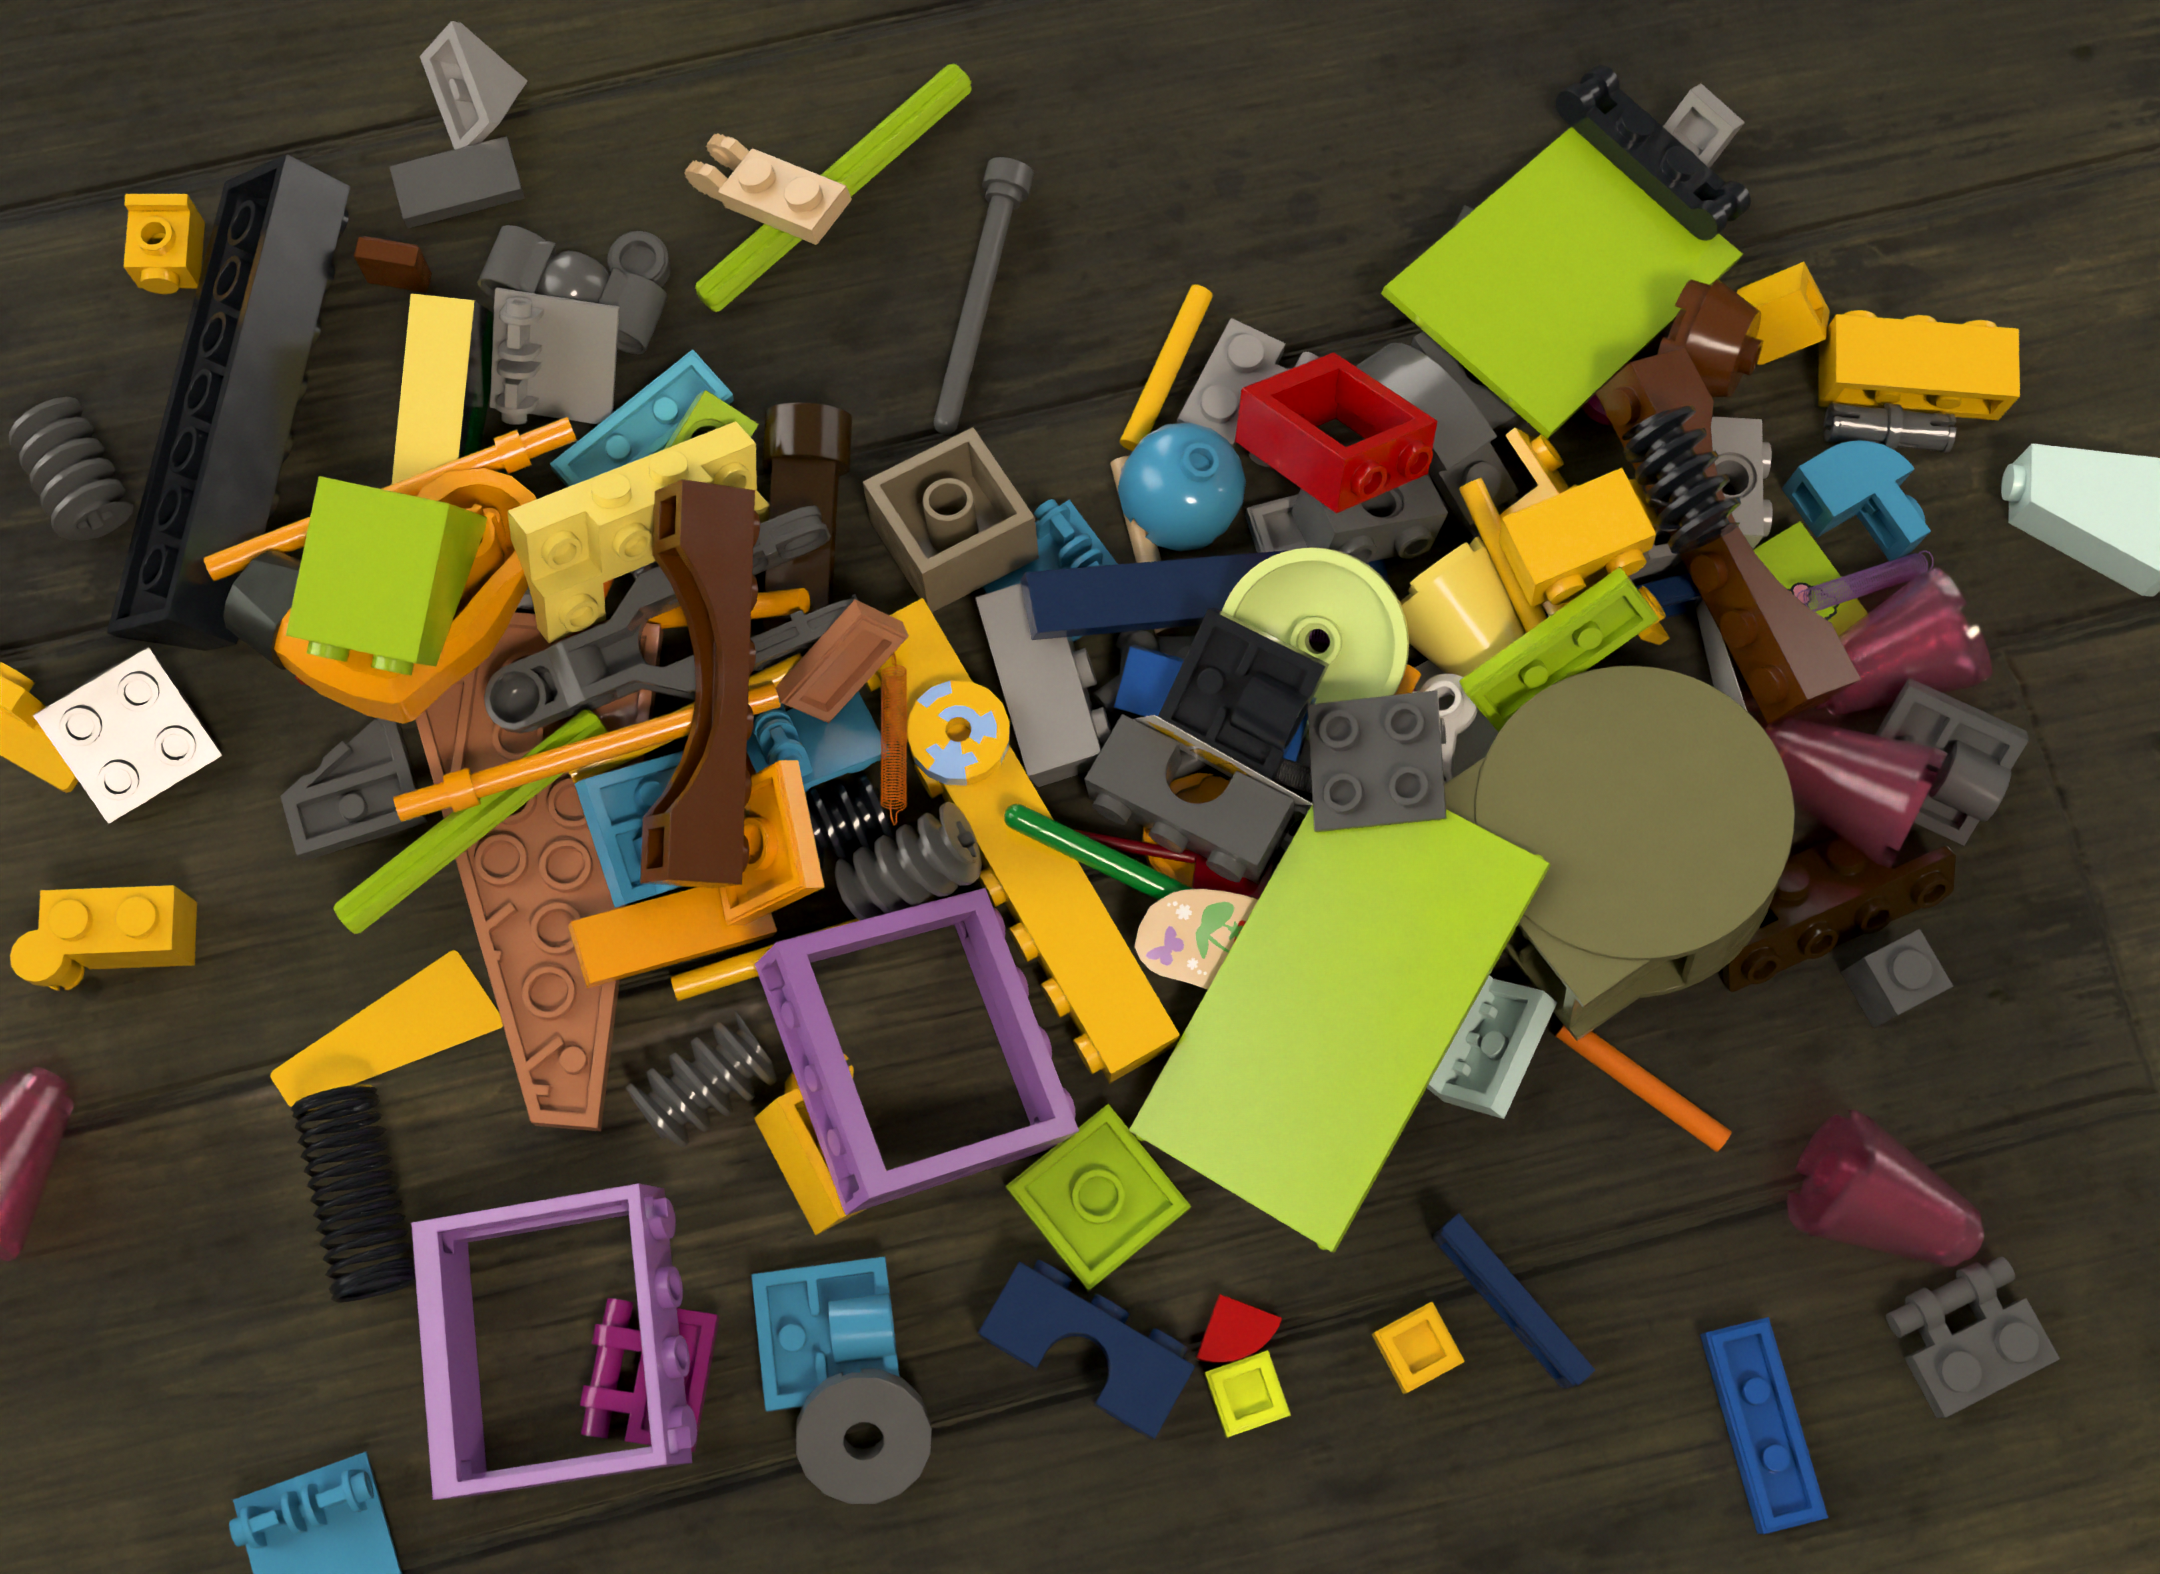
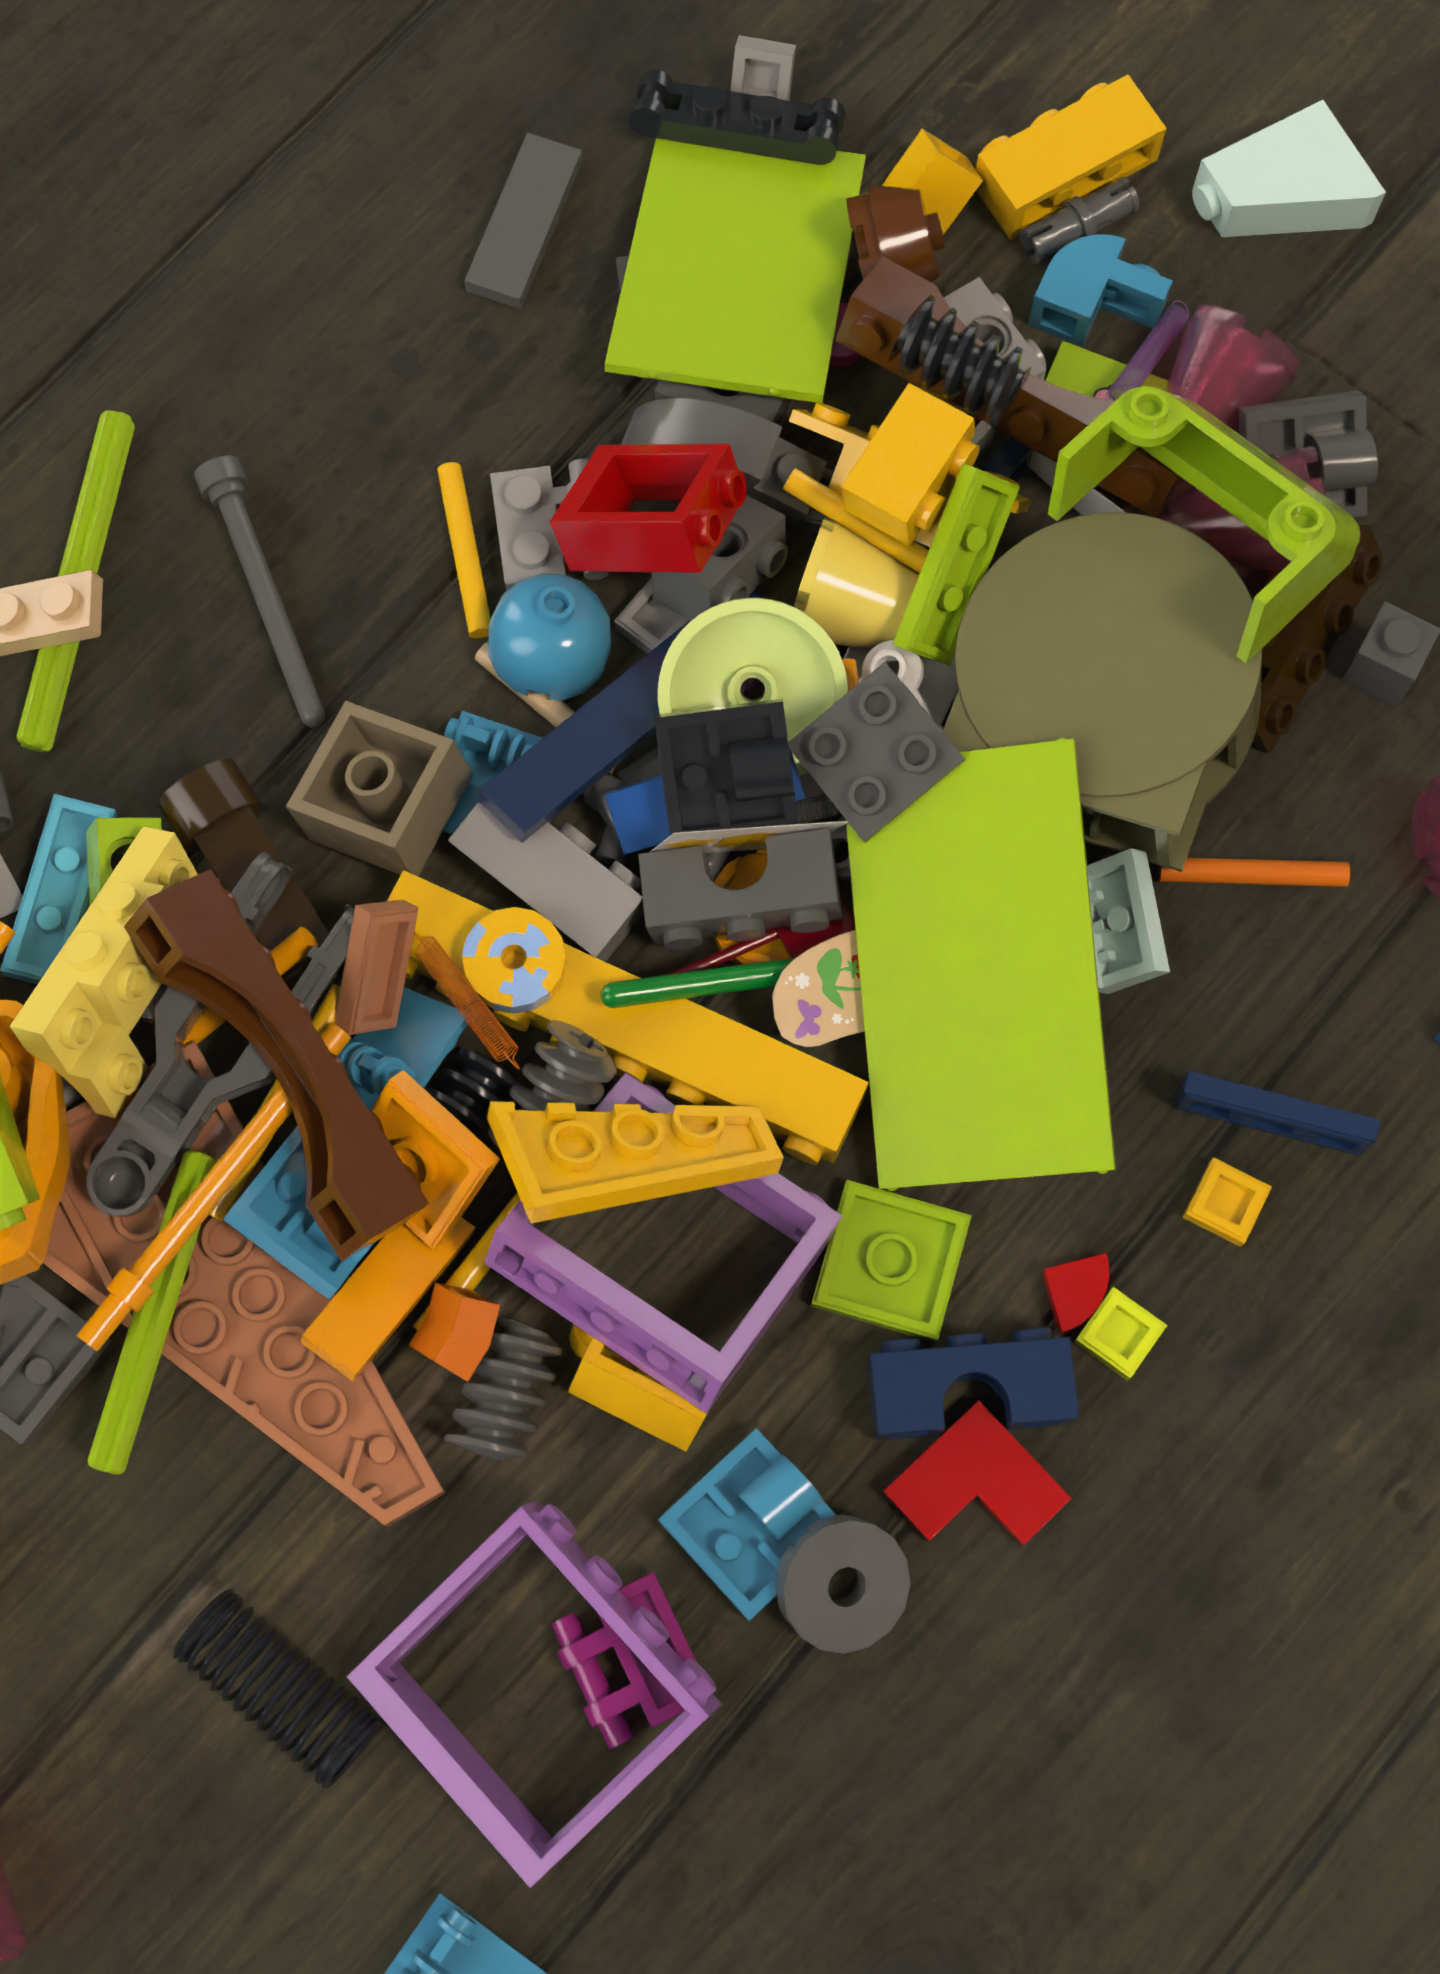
camera: 30 degrees left, 0 degrees up
(414, 1020) = (218, 1516): yellow sticker -> none
(698, 1003) = (456, 1329): none -> orange piece
(905, 944) = (601, 1160): none -> yellow wing
(1050, 1414) = (982, 1462): none -> red tile
(1410, 125) = (523, 220): none -> dark grey tile
(1877, 803) = (1235, 475): none -> lime windscreen

